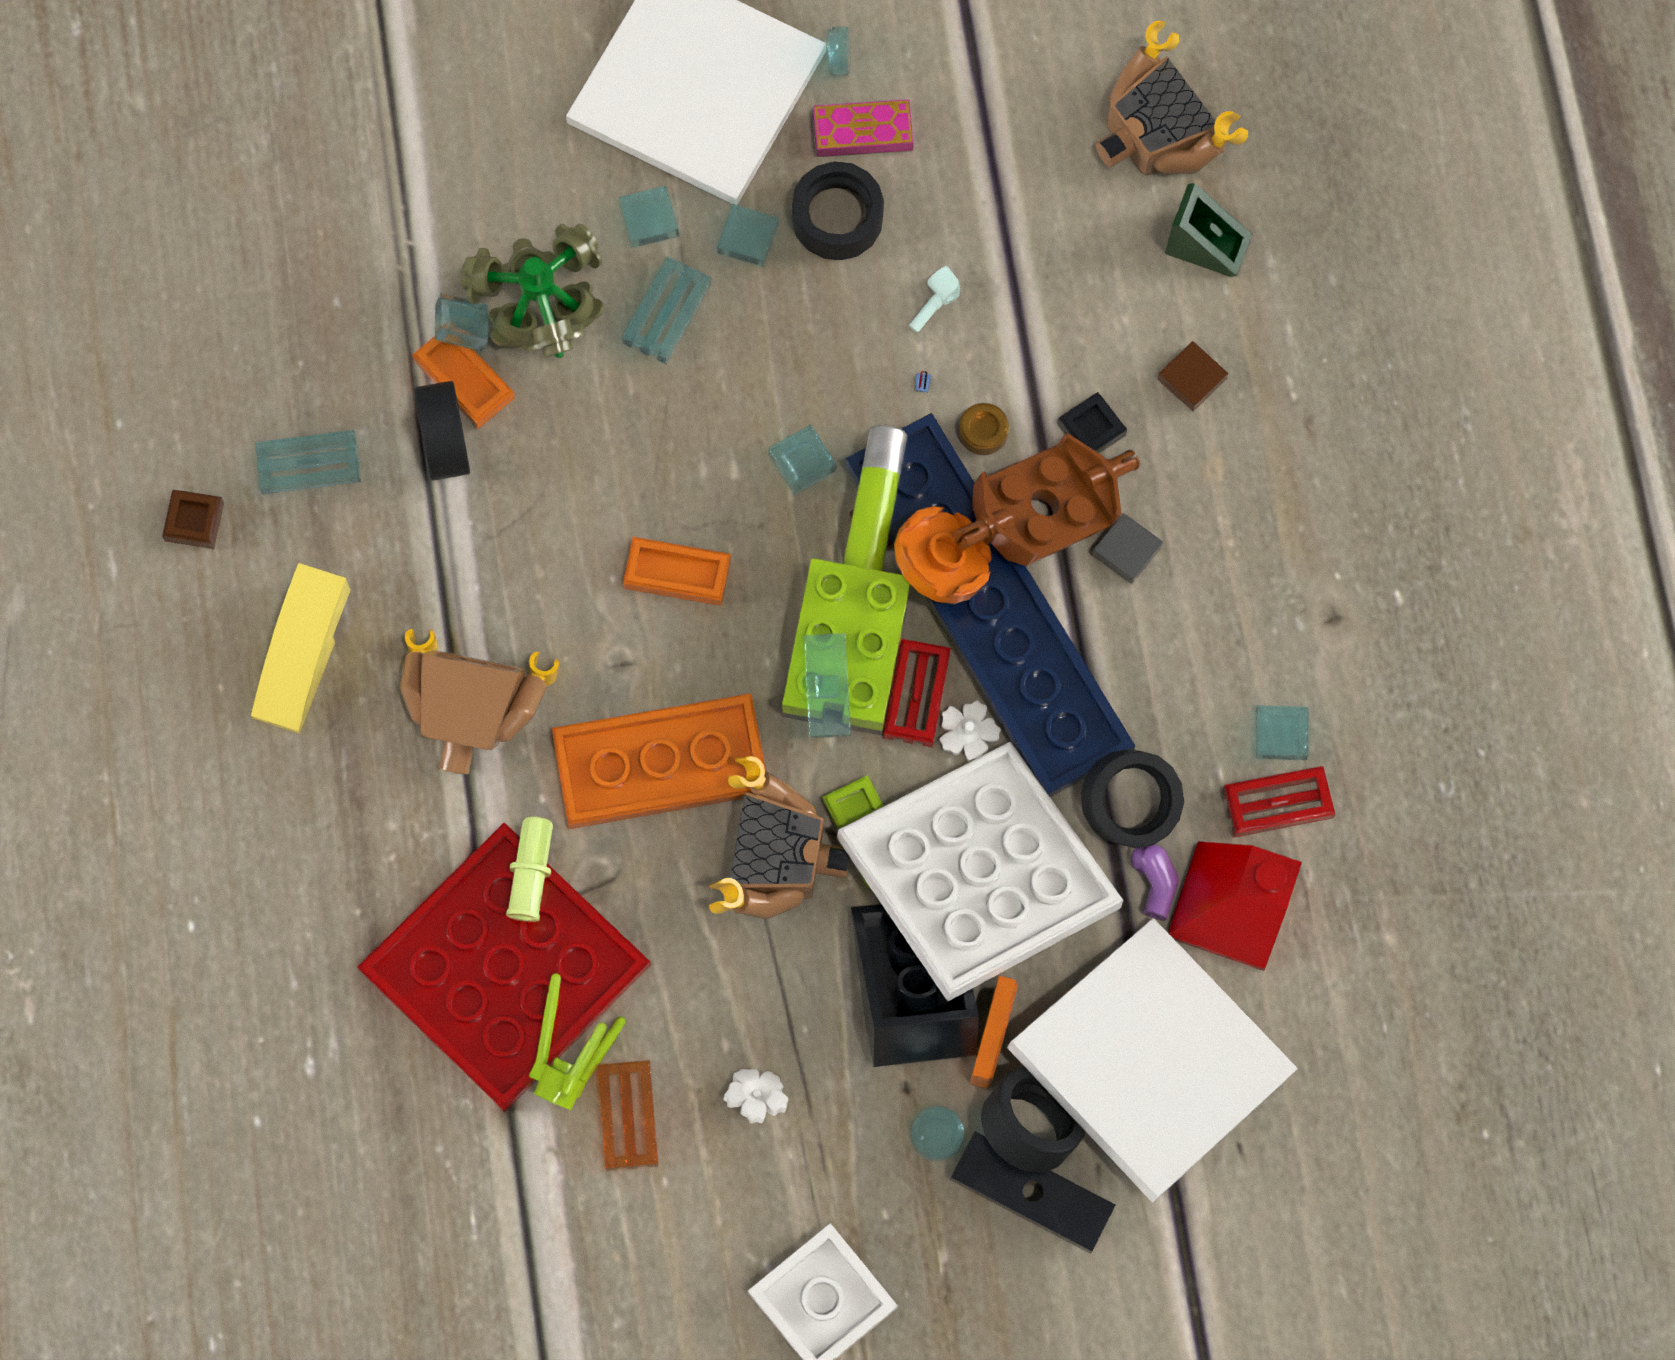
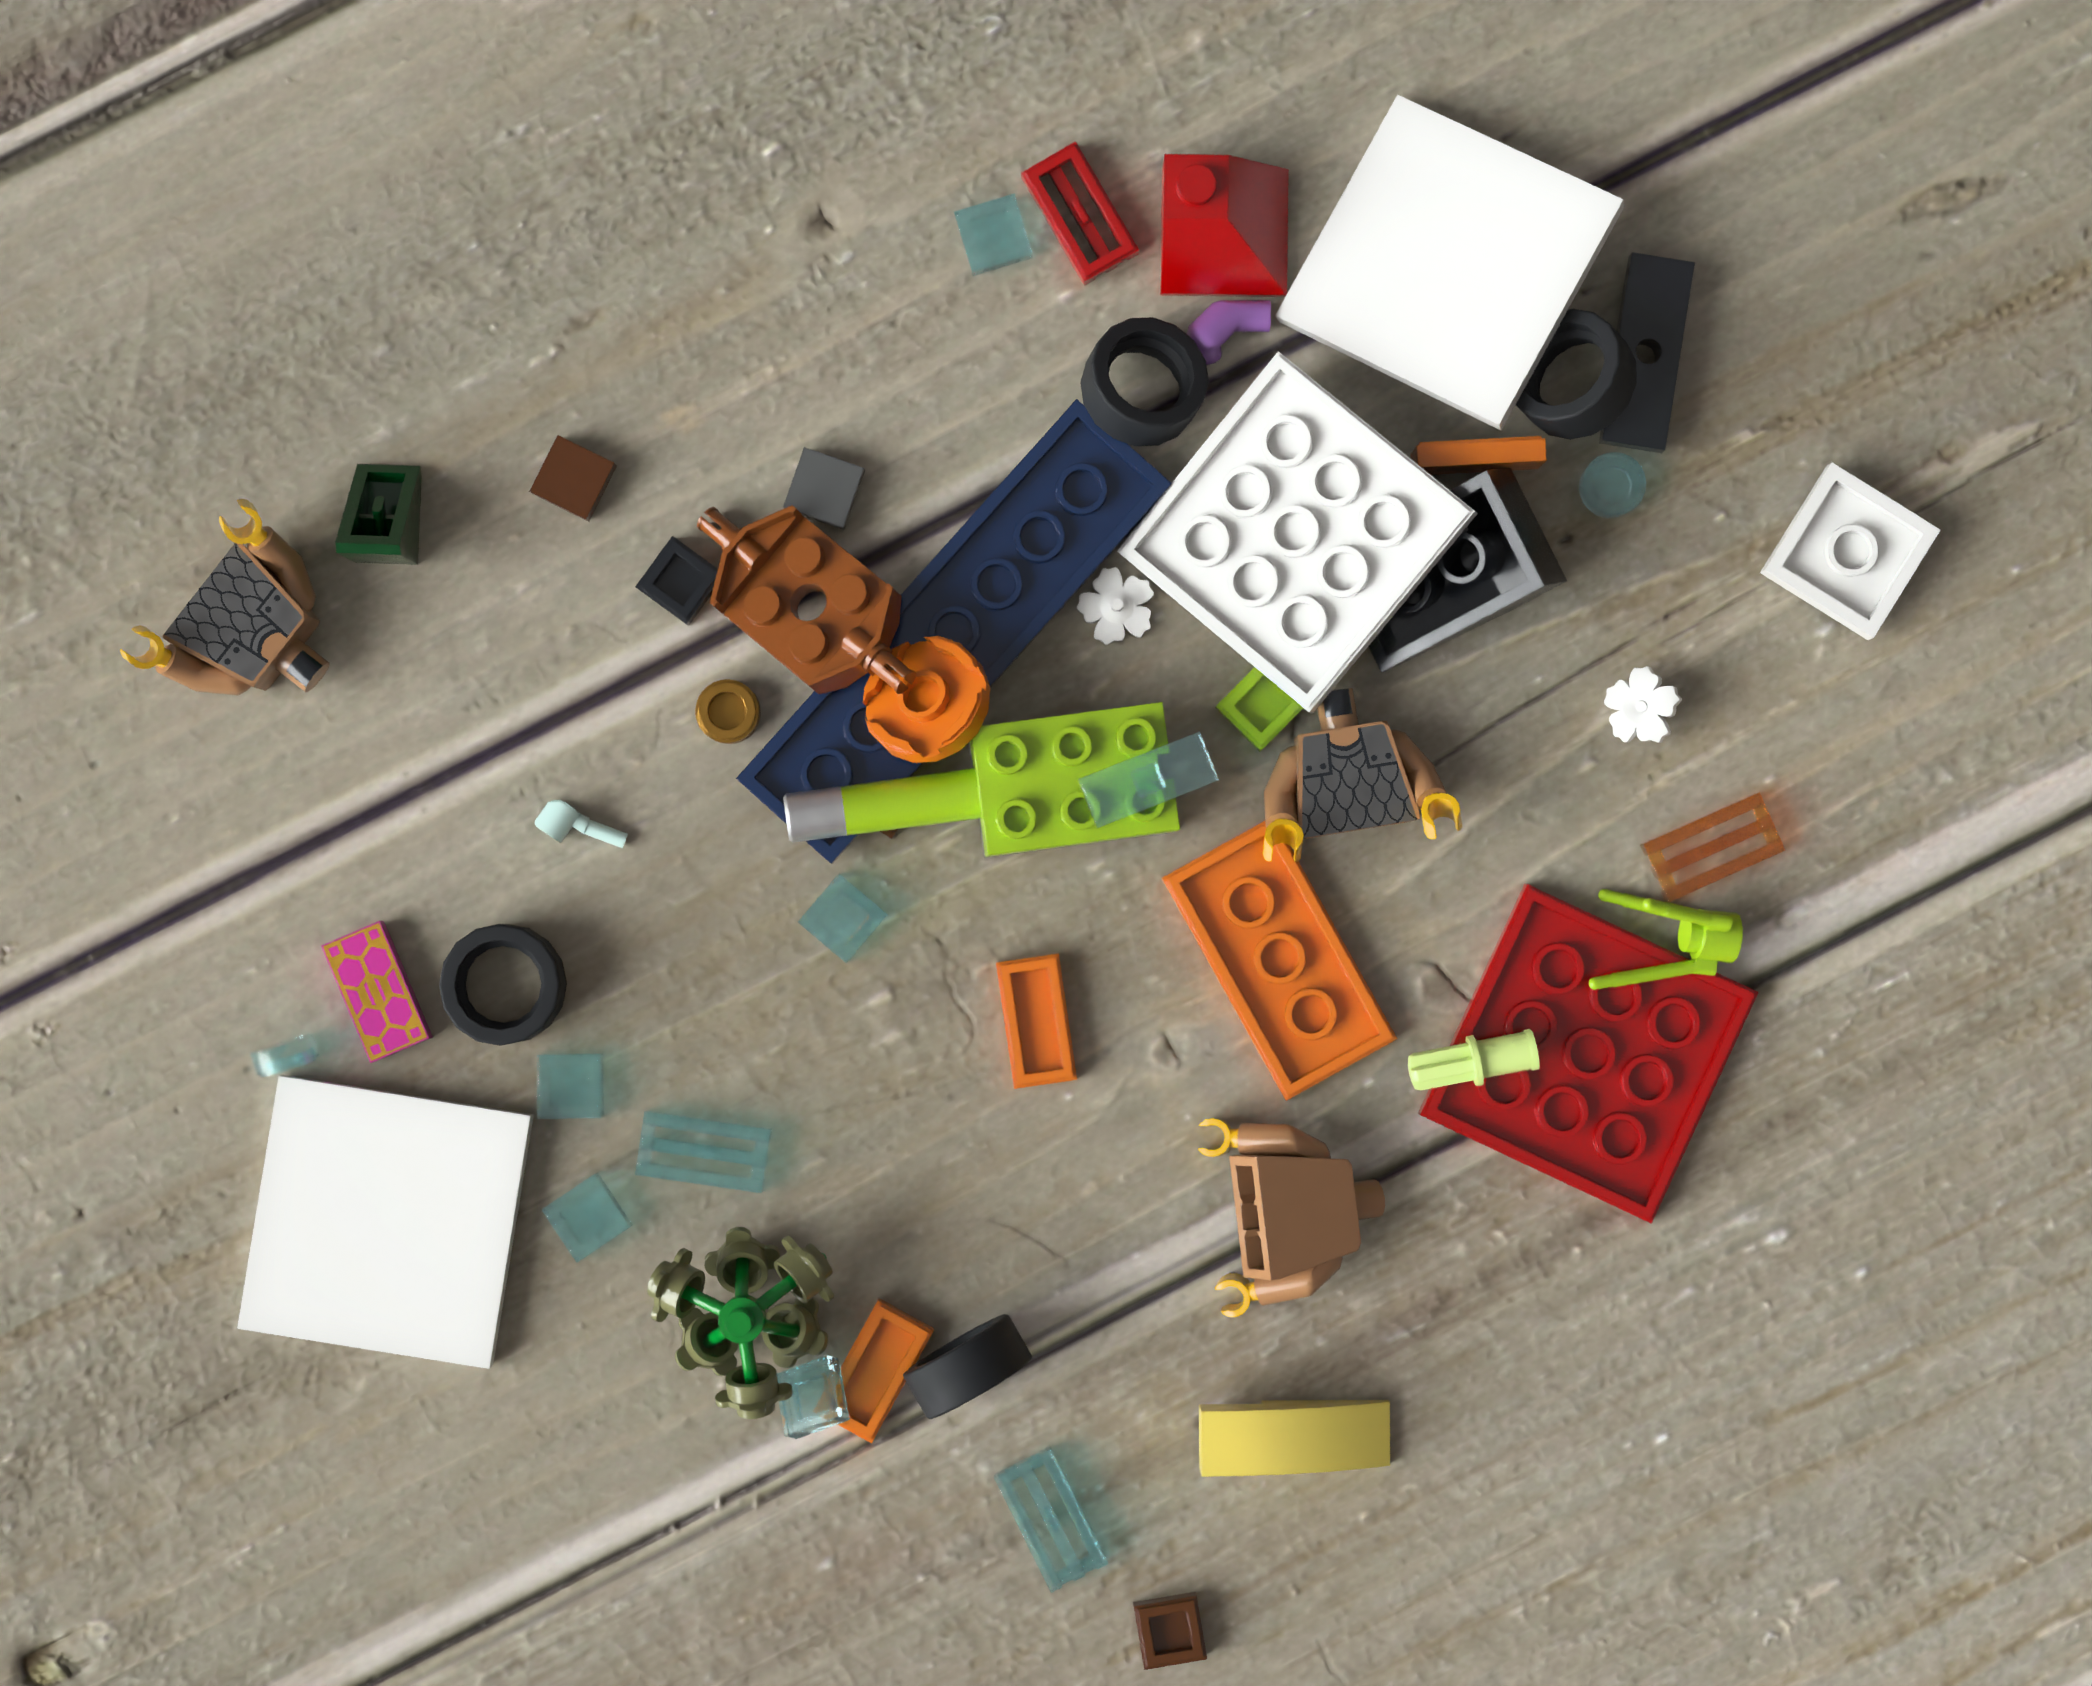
camera: 100 degrees left, 15 degrees up
(910, 732) = (1038, 690): red tile -> none
(922, 381) = (690, 806): medium blue piece -> none

